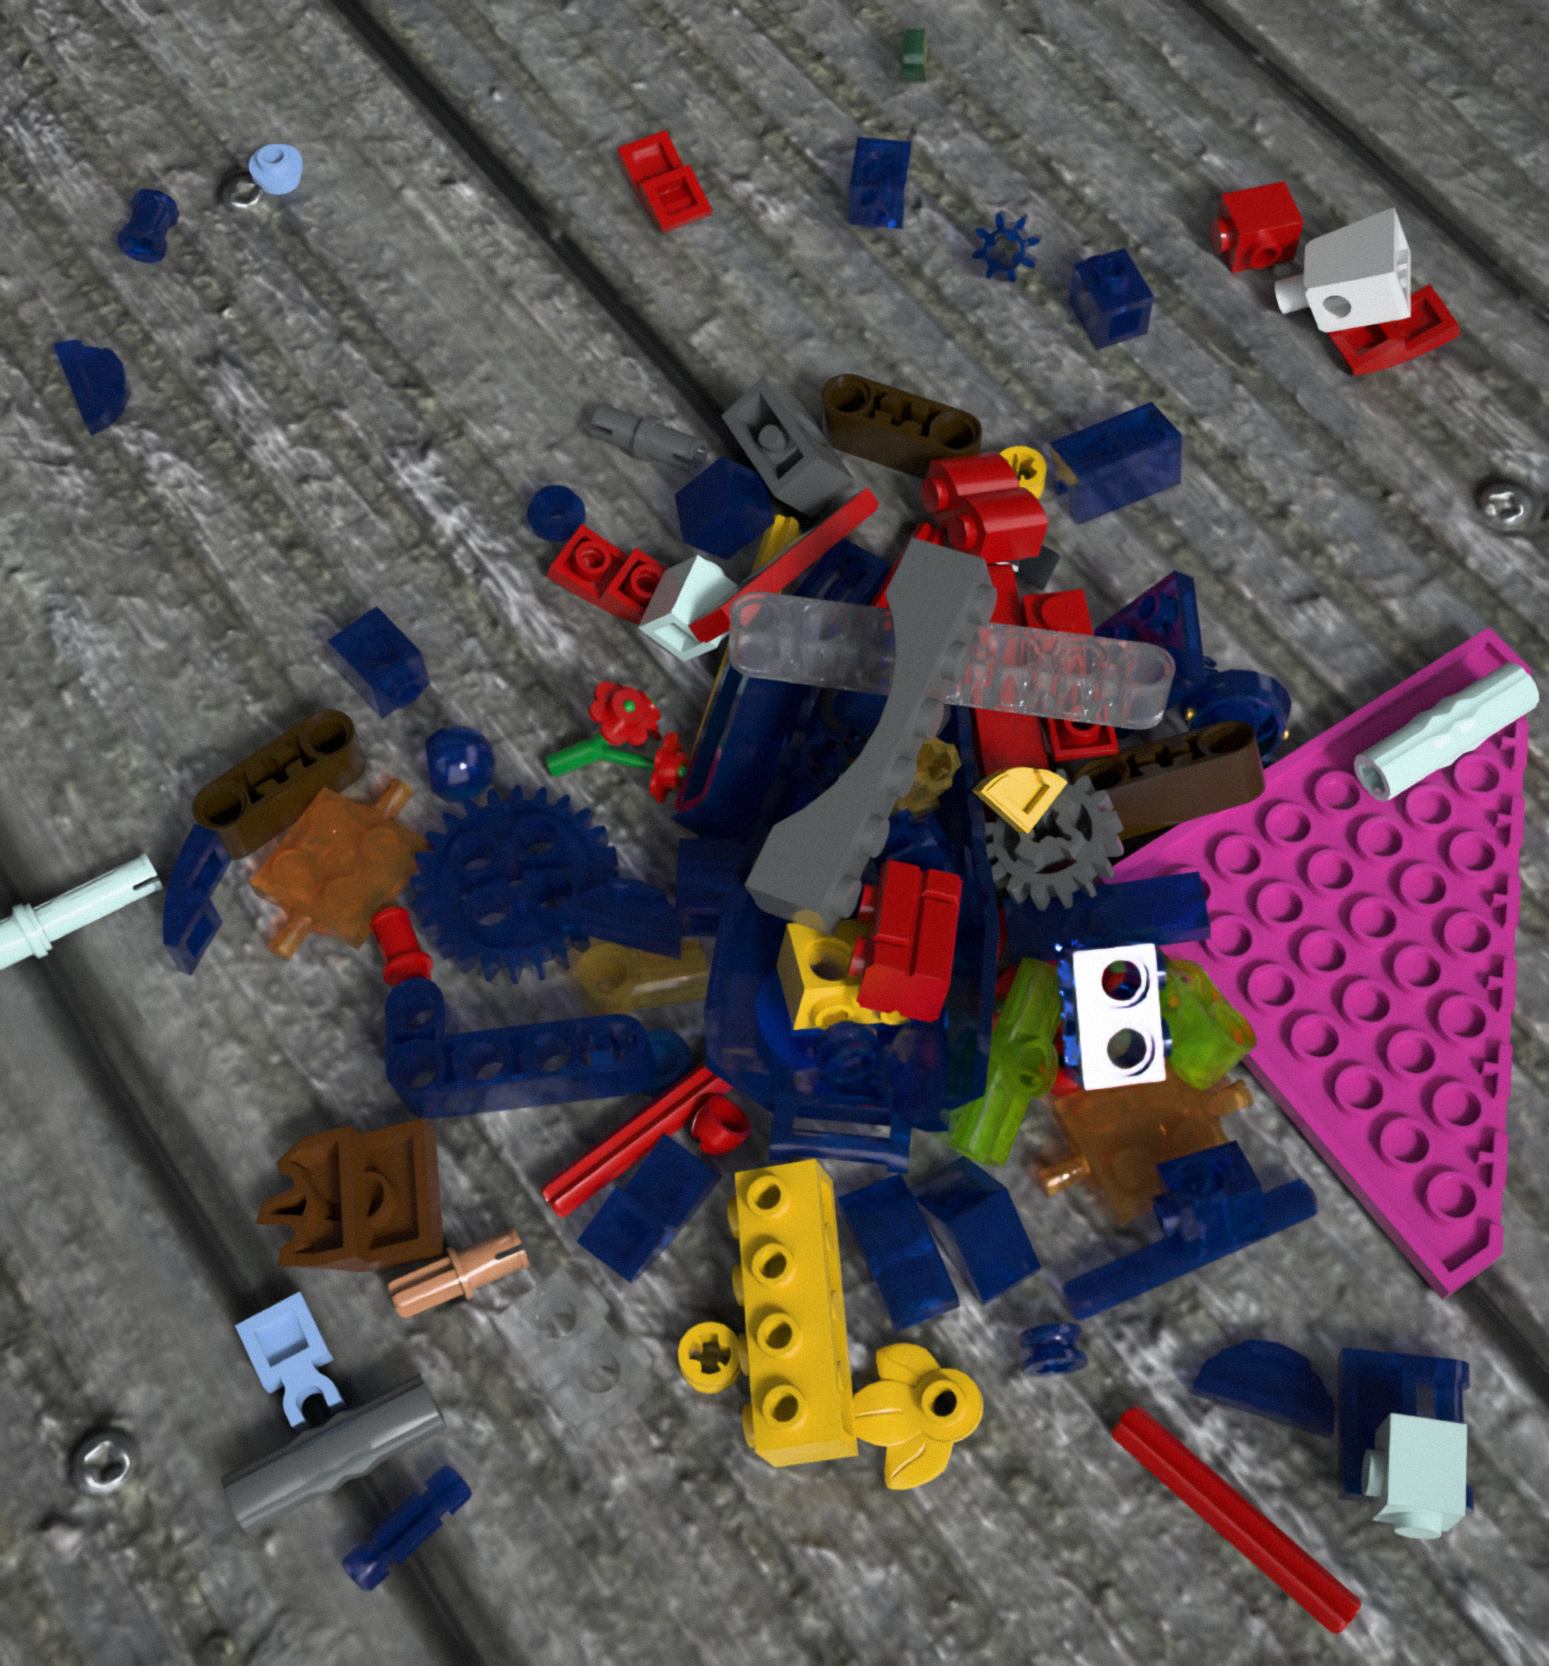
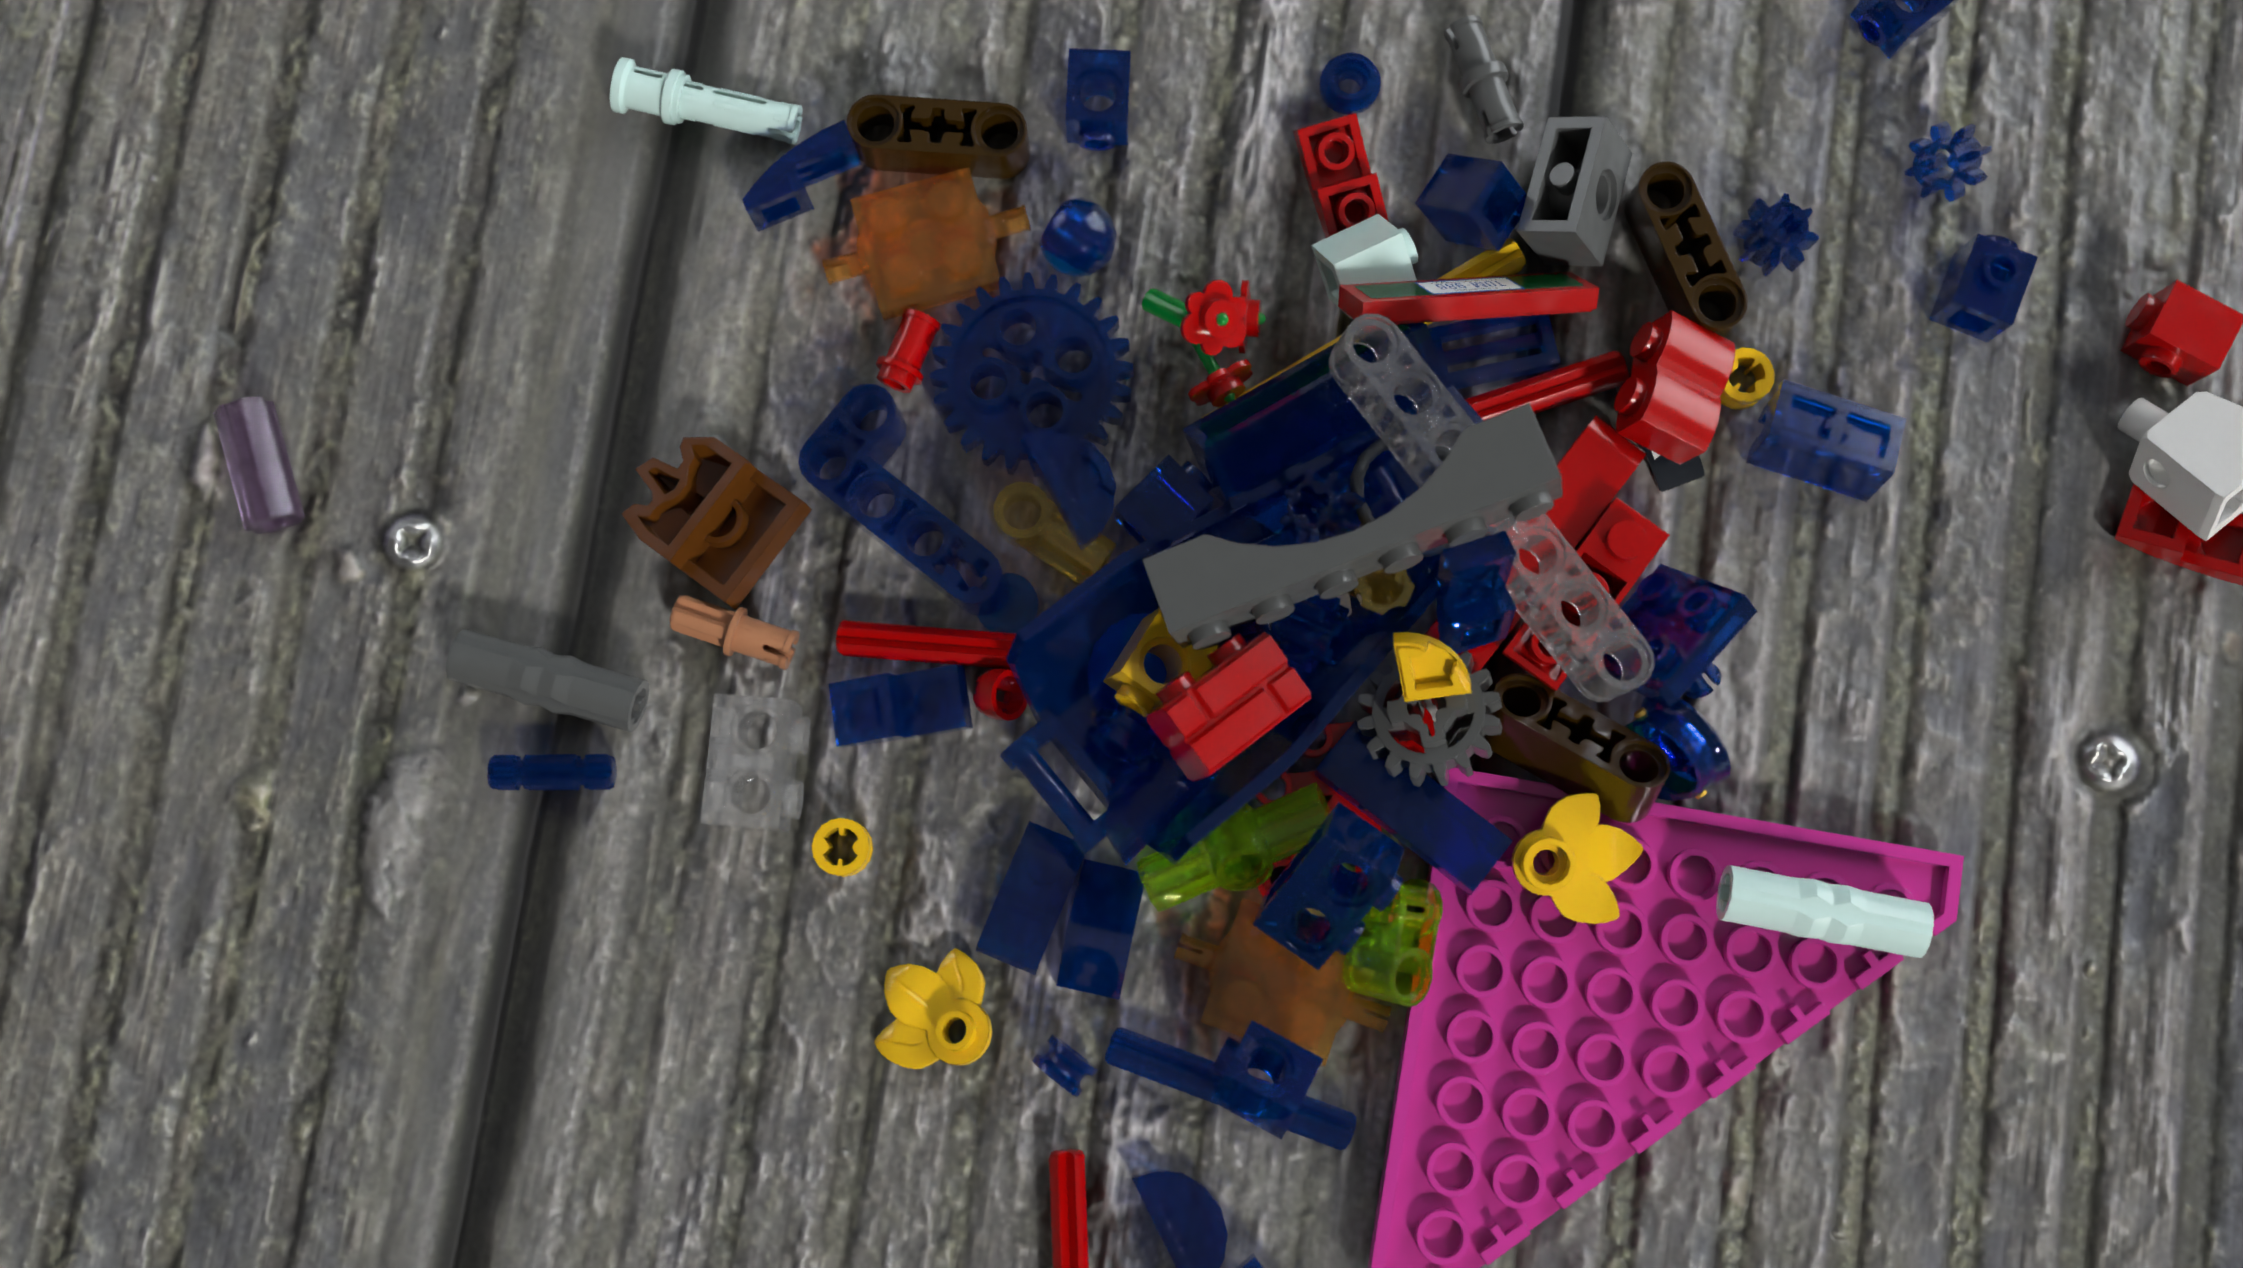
camera: 45 degrees right, 20 degrees up
(286, 1352) = (579, 578): light blue plate -> none
(792, 1315) = (916, 875): yellow brick -> none
(946, 372) = (1776, 235): none -> clear blue gear
(1001, 722) = (1473, 592): none -> clear blue slope
(1257, 845) = (1584, 859): none -> yellow plate

